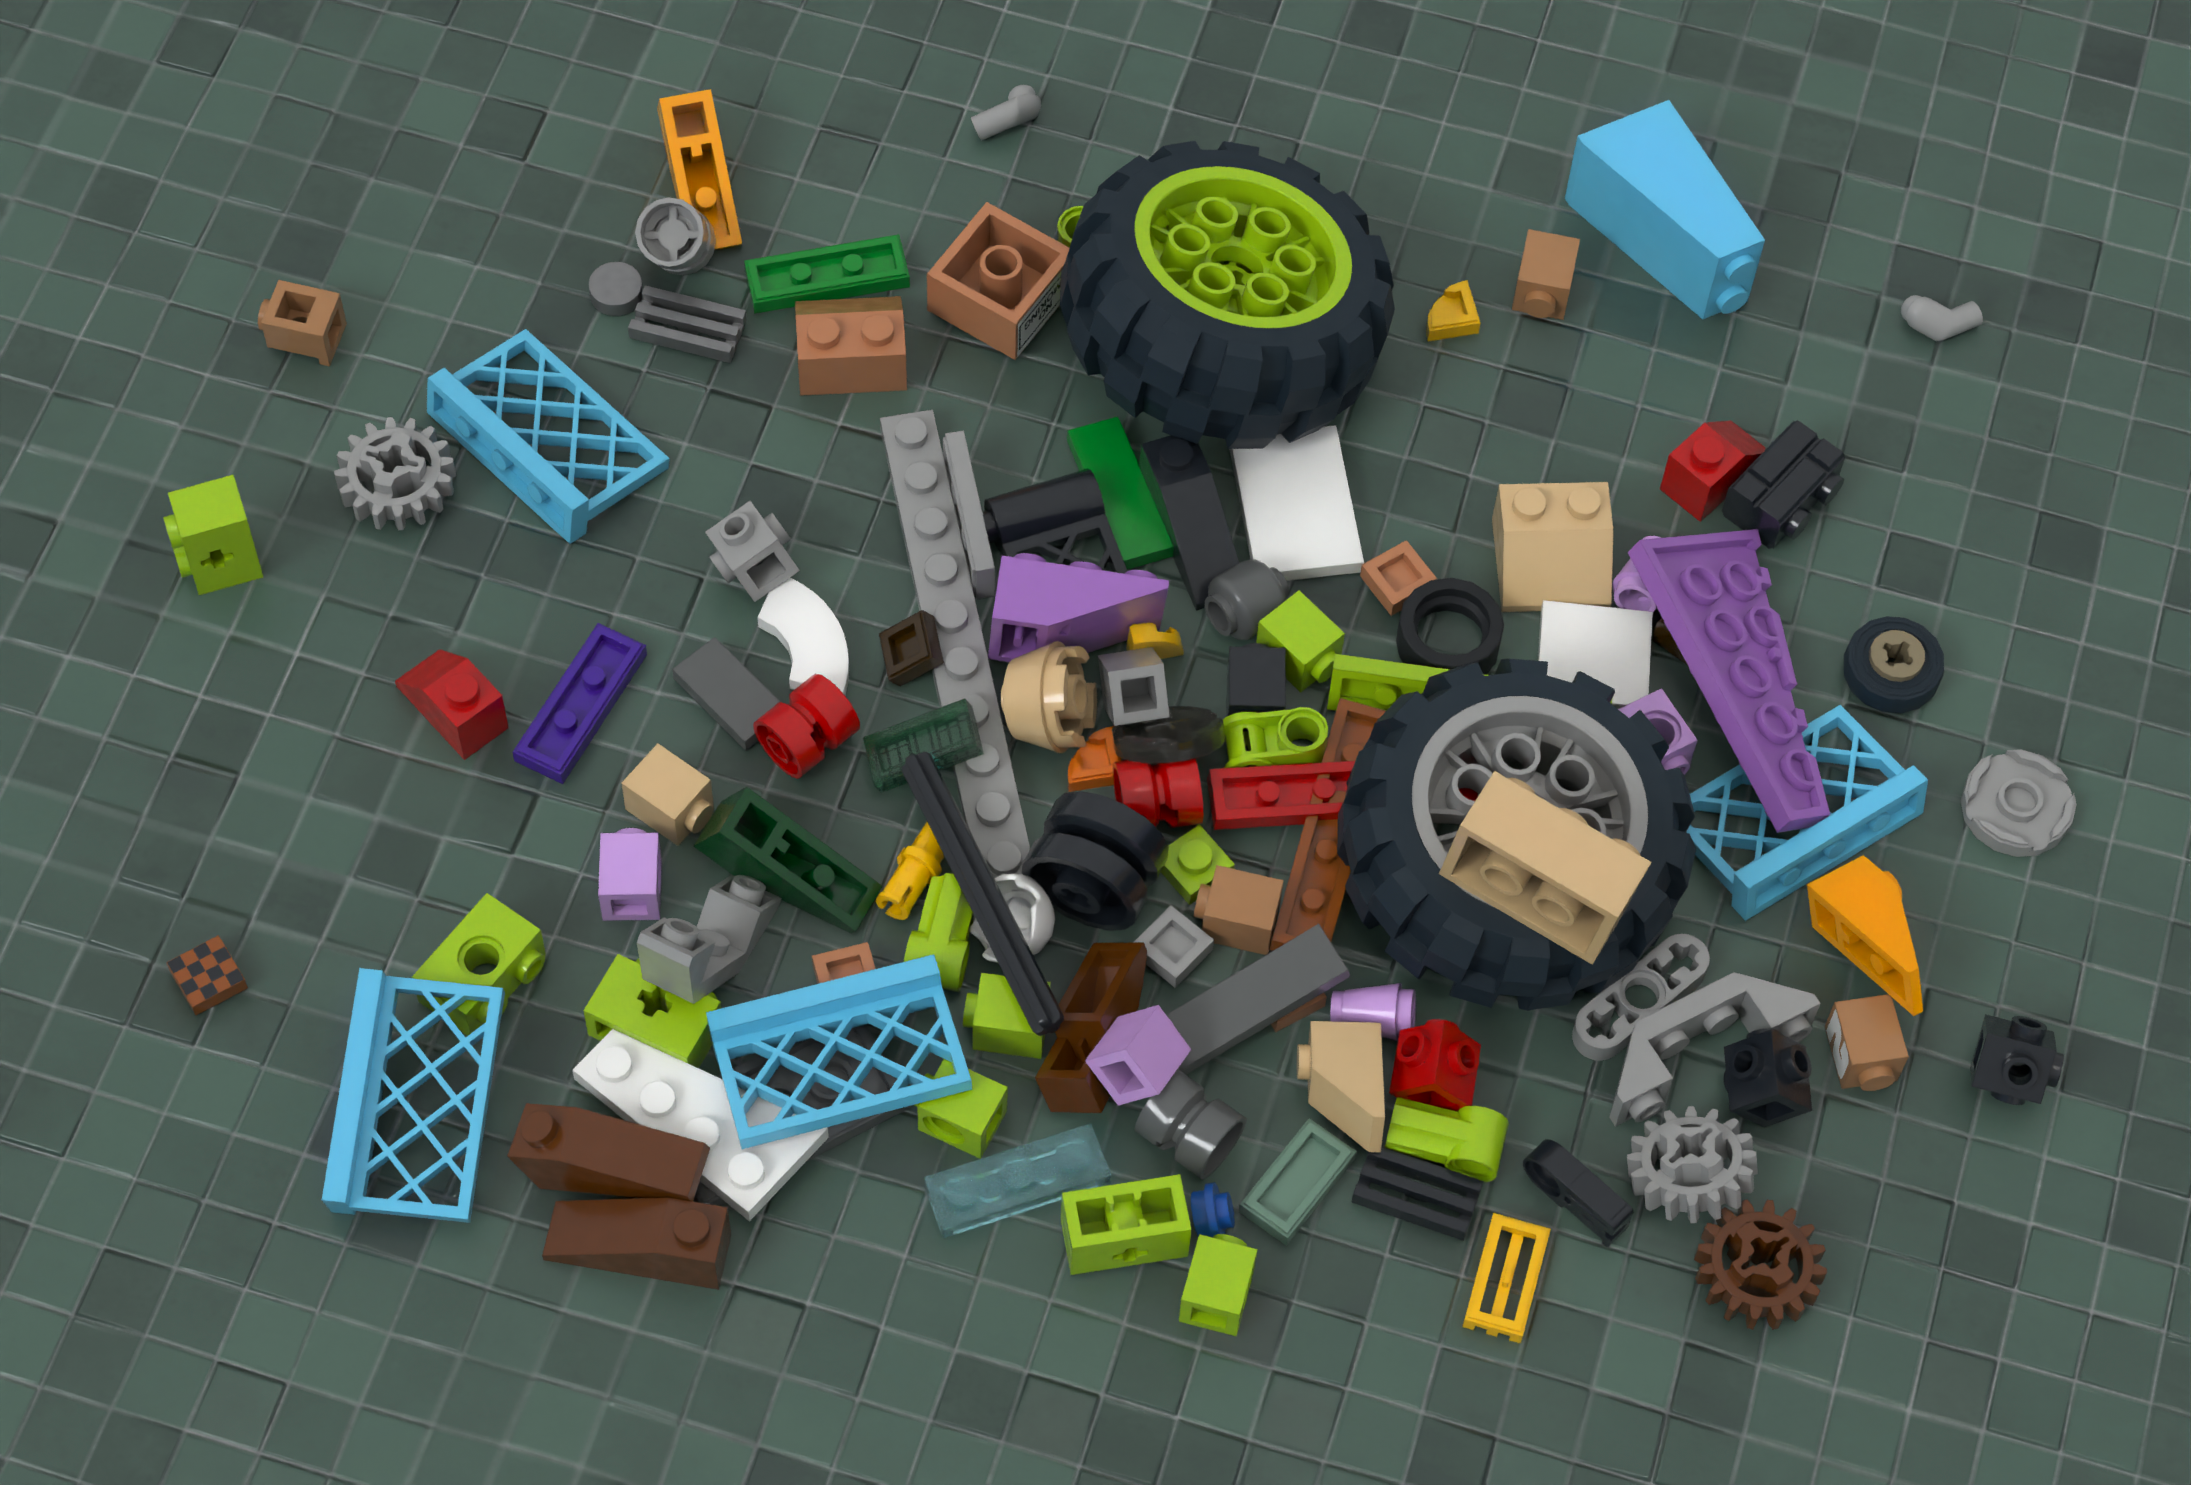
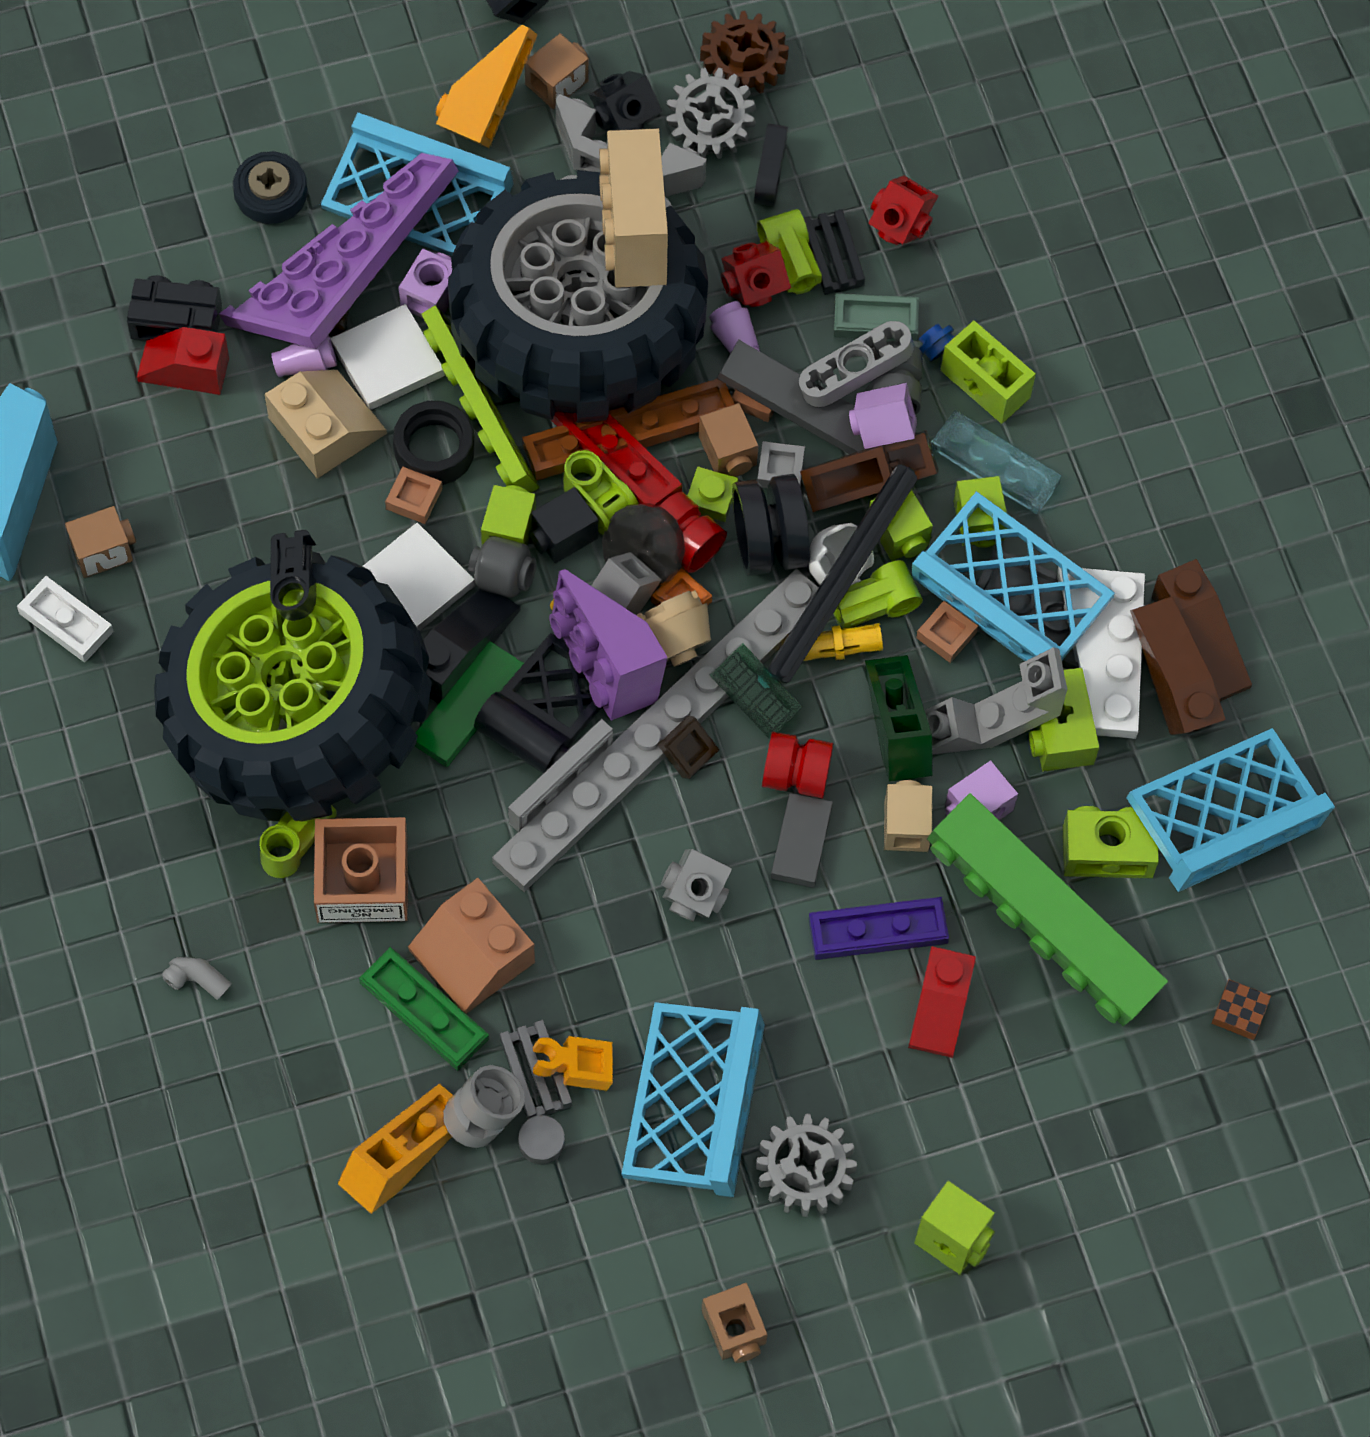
camera: 125 degrees left, 5 degrees up
(451, 832) = (1046, 910): none -> bright green brick
(656, 354) = (581, 1060): none -> light orange plate
(807, 632) = (726, 814): white tile -> none
(1212, 1084) = (877, 338): none -> light grey beam
(1218, 1283) = (979, 302): lime brick -> none
(1328, 303) = (292, 570): none -> black piece
(1346, 1077) = (798, 314): tan slope -> none
(1409, 1282) = (902, 211): none -> red brick
(1453, 314) = (165, 590): yellow tile -> none
(1478, 206) = (65, 619): none -> white plate
(1495, 1322) = (851, 185): yellow tile -> none
(2018, 803) = (319, 80): light grey tile -> none

